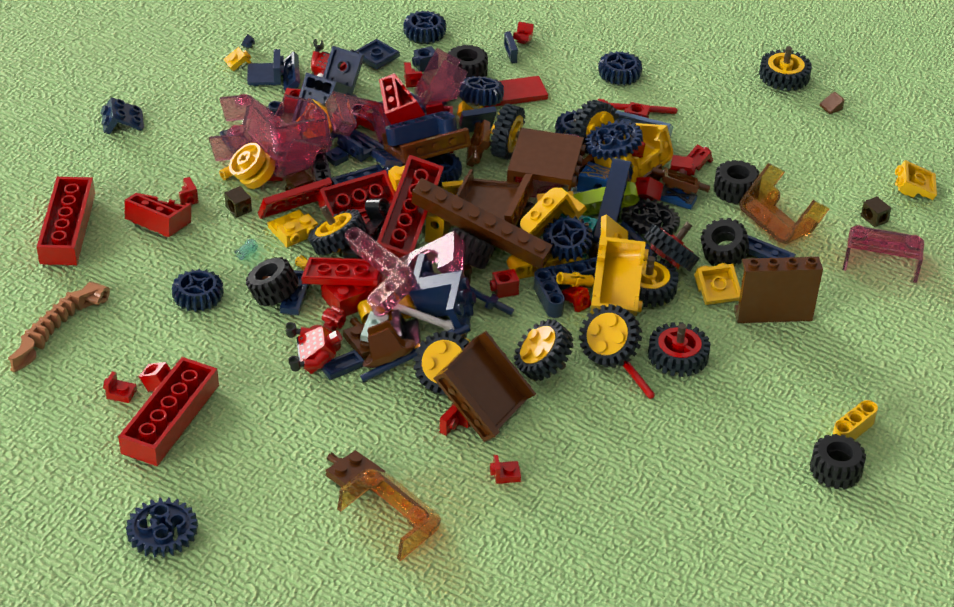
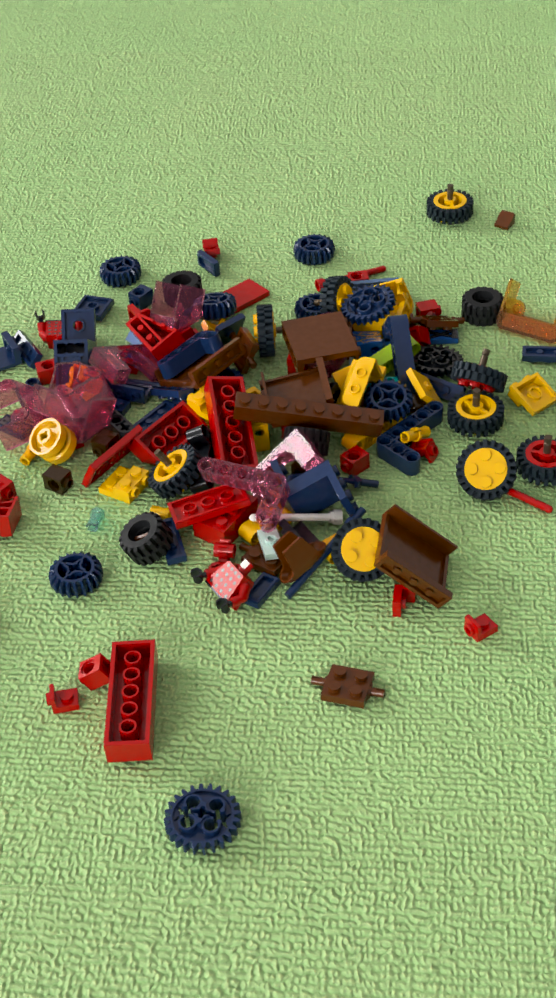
camera: 20 degrees left, 0 degrees up
(418, 513) = (412, 693): clear orange windscreen -> none
(543, 350) = (440, 502): black wheel -> none
(619, 274) = (453, 417): yellow windscreen -> none
(701, 156) = (437, 294): red bracket -> none
(725, 231) = (511, 347): black tyre -> none

